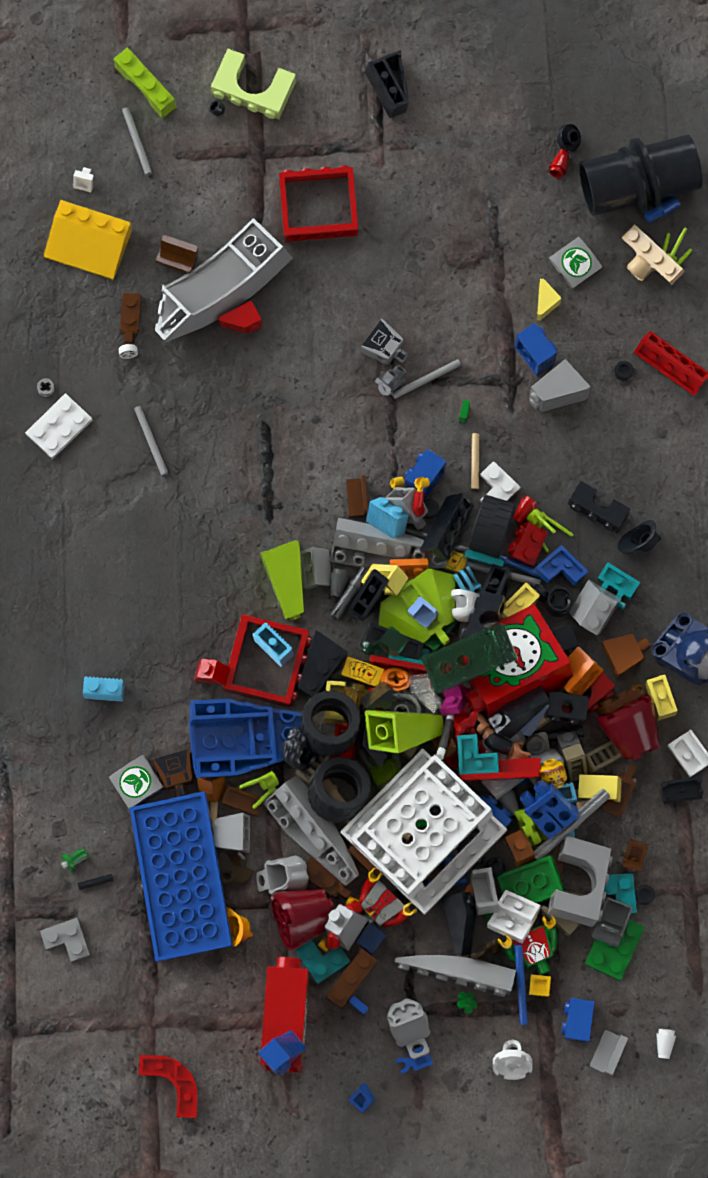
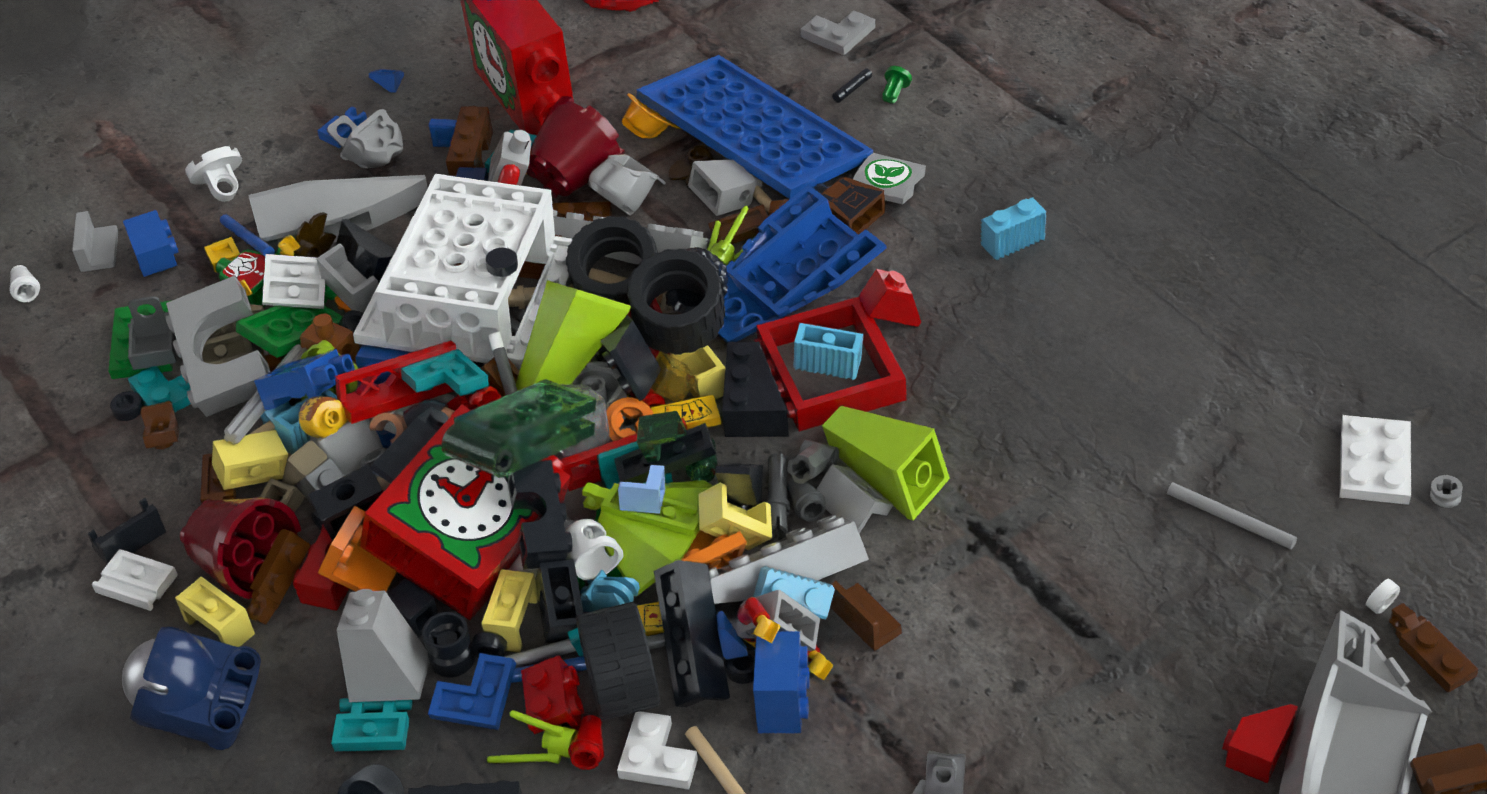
camera: 150 degrees right, 30 degrees down
(318, 599) = (812, 460): none -> dark grey piece
(413, 787) = (501, 262): none -> black tile
(430, 517) = (731, 644): none -> blue slope
(624, 653) = (303, 642): dark orange torso -> none

